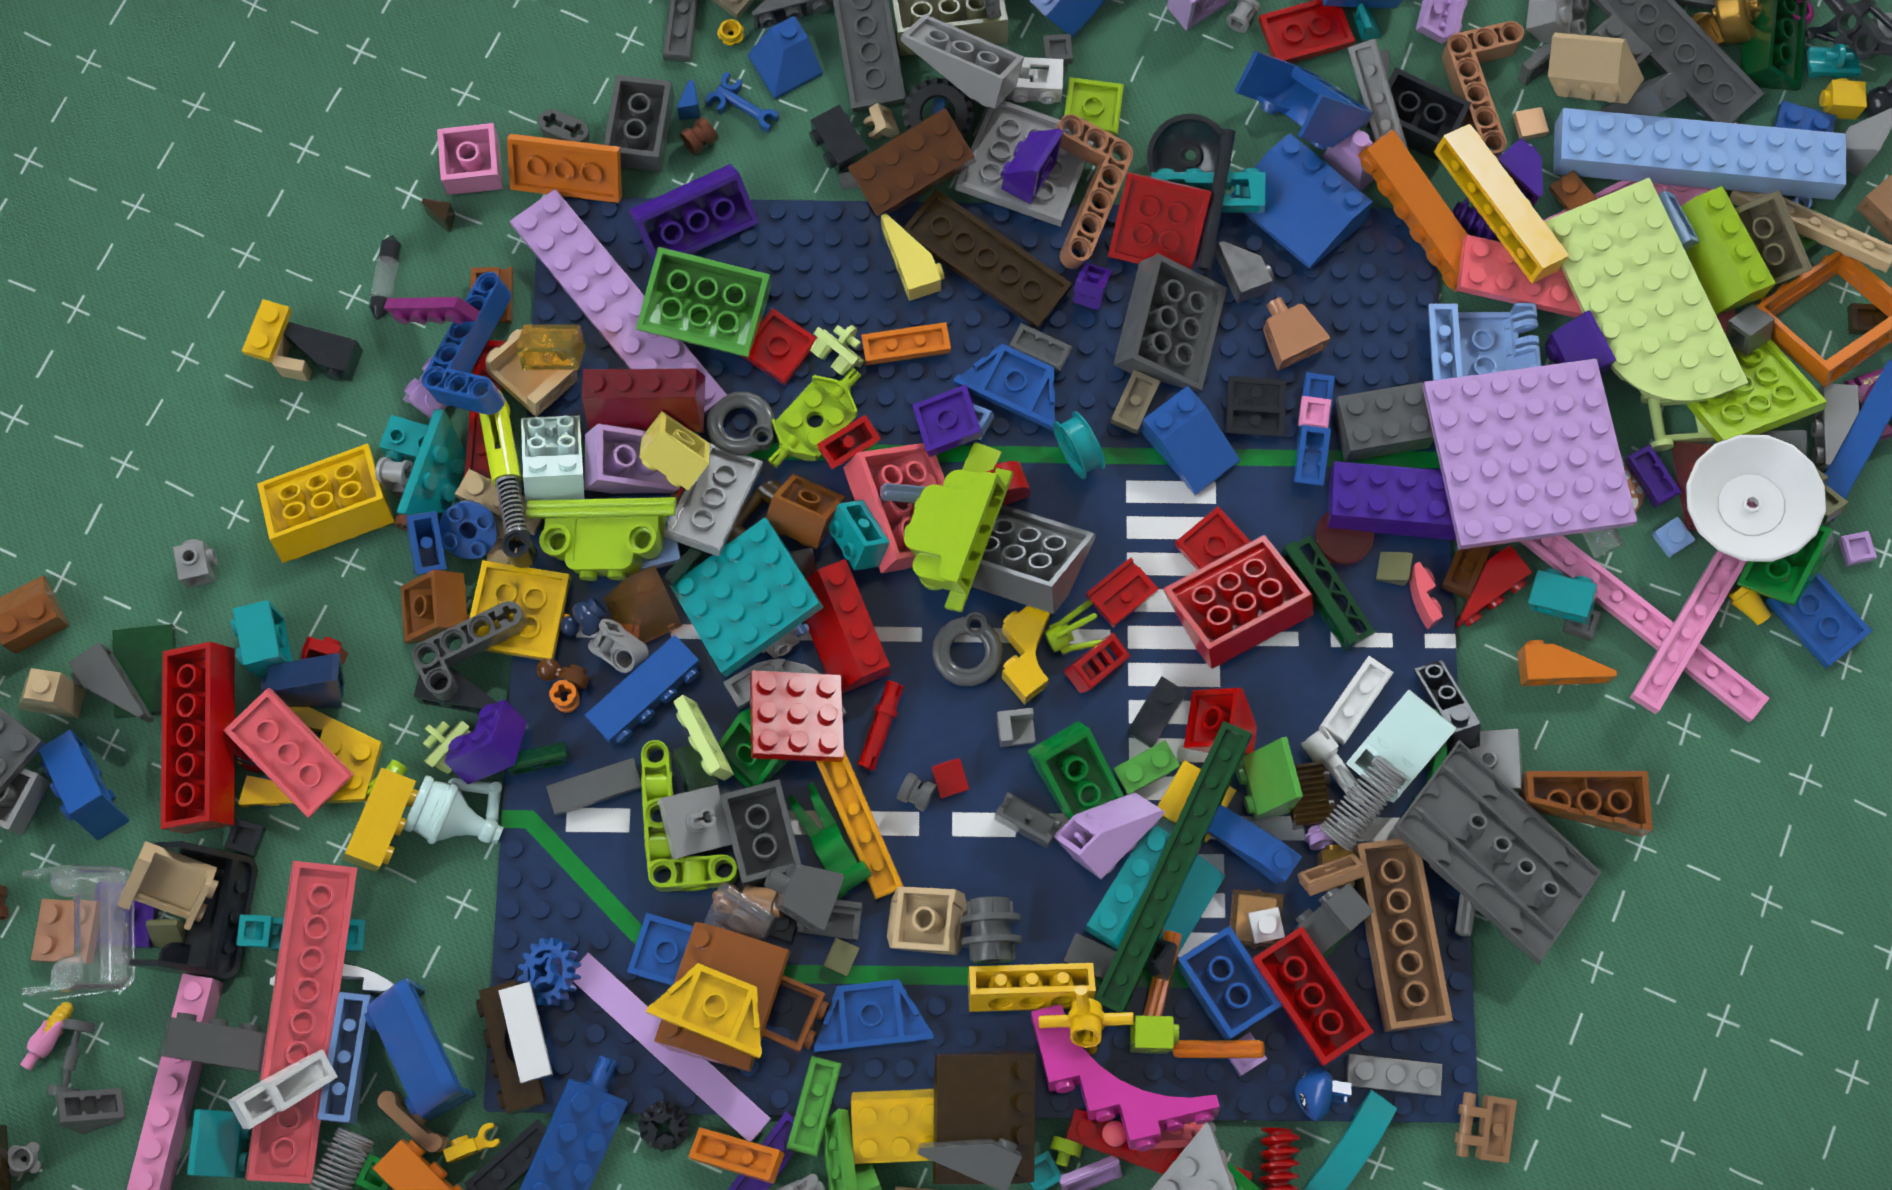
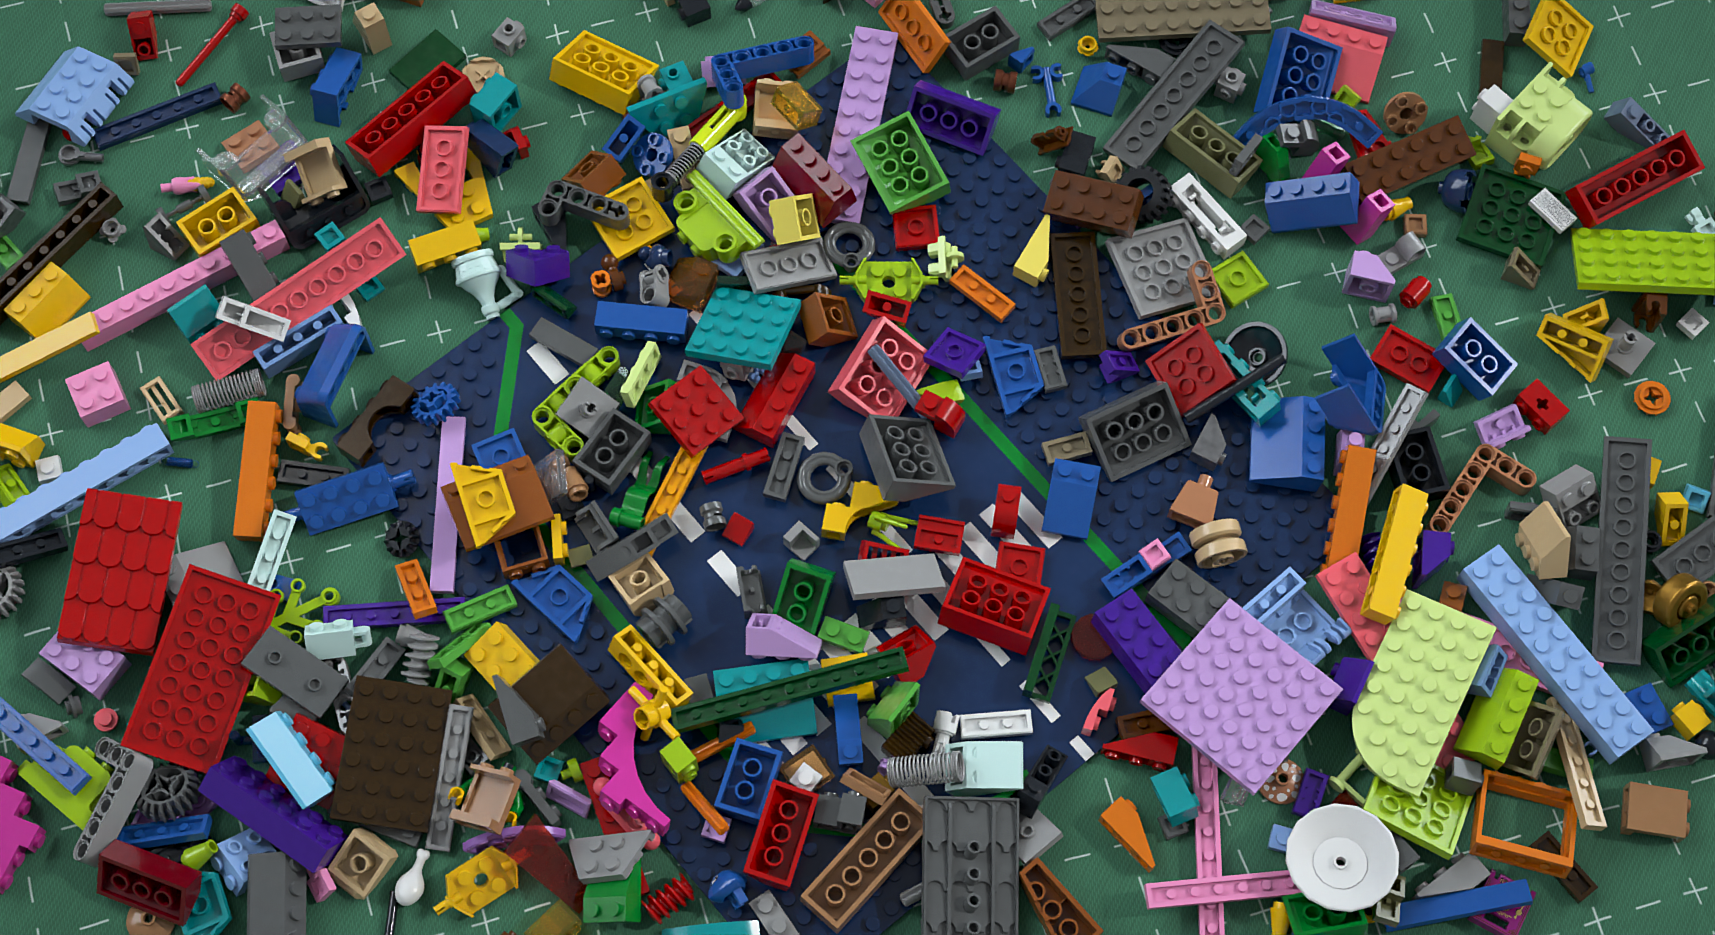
camera: 50 degrees right, 5 degrees down
(102, 674) = (405, 45): dark grey slope -> none
(129, 1038) = (217, 221): none -> yellow brick
(211, 622) = (480, 70): none -> tan tile
(431, 310) = (761, 28): magenta plate -> none
(525, 1032) = (389, 417): white tile -> none
(805, 145) = (1052, 140): none -> reddish brown hinge
(806, 894) = (594, 497): dark grey torso -> none
(819, 972) = (560, 548): none -> yellow plate
(858, 535) = (836, 358): teal brick -> none
(885, 899) = (631, 547): none -> dark grey slope
(923, 680) = (784, 467): none -> dark grey plate
(953, 530) = (884, 403): lime brick -> none
(967, 61) = (1185, 178): light grey slope -> none
(1032, 164) = (1157, 269): dark purple slope -> none
(1079, 445) = (1005, 435): teal wheel -> none
(1134, 670) = (893, 576): none -> light grey tile
(1158, 510) = (1006, 511): none -> red brick
(1255, 406) = (1130, 520): black slope -> none
(1354, 347) = (1218, 543): none -> tan wheel
(1531, 123) = (1480, 540): light nougat tile -> none

